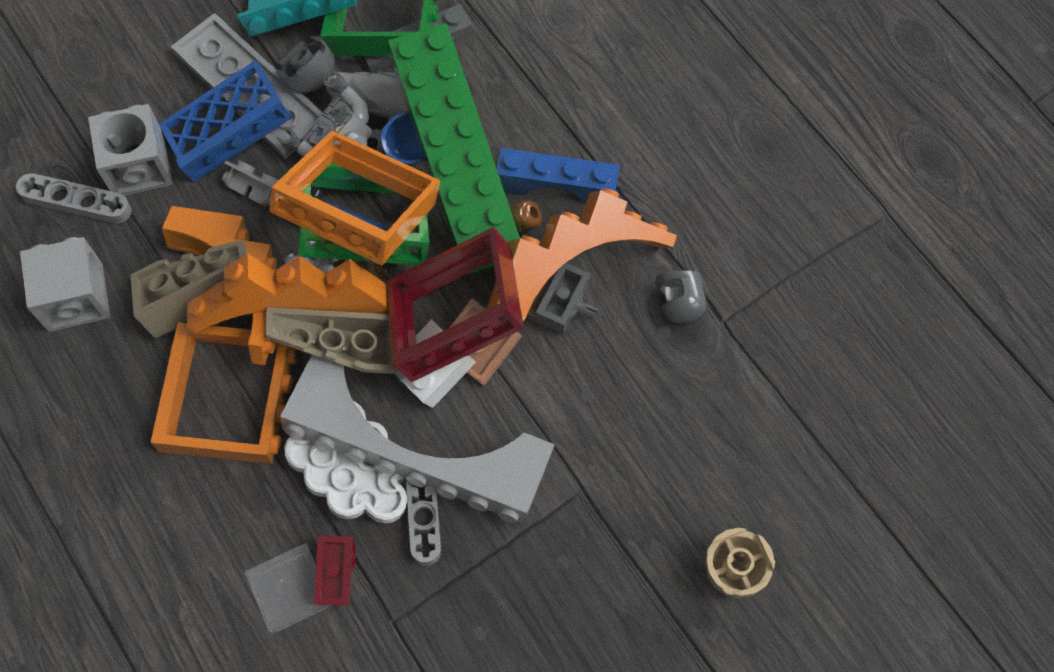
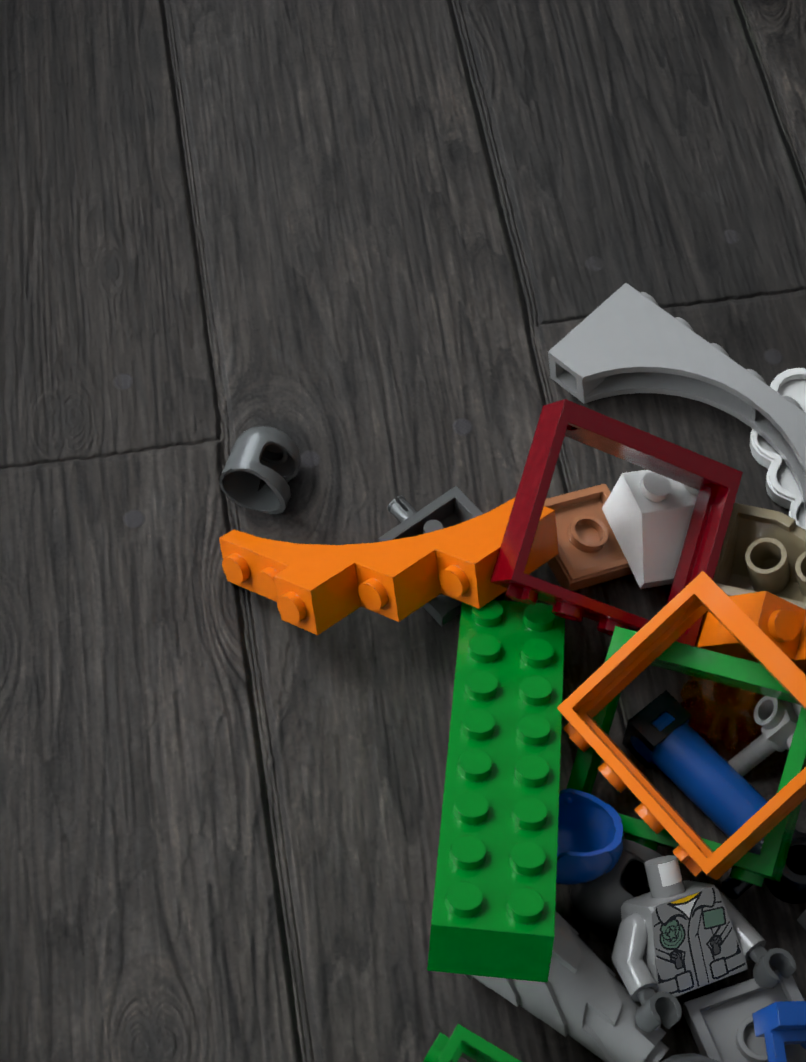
camera: 155 degrees left, 10 degrees down
(433, 539) = (751, 351): light grey beam -> none
(526, 216) = (426, 683): dark orange piece -> none
(528, 171) = (385, 741): blue arch -> none
(739, 563) = (392, 149): tan cylinder -> none

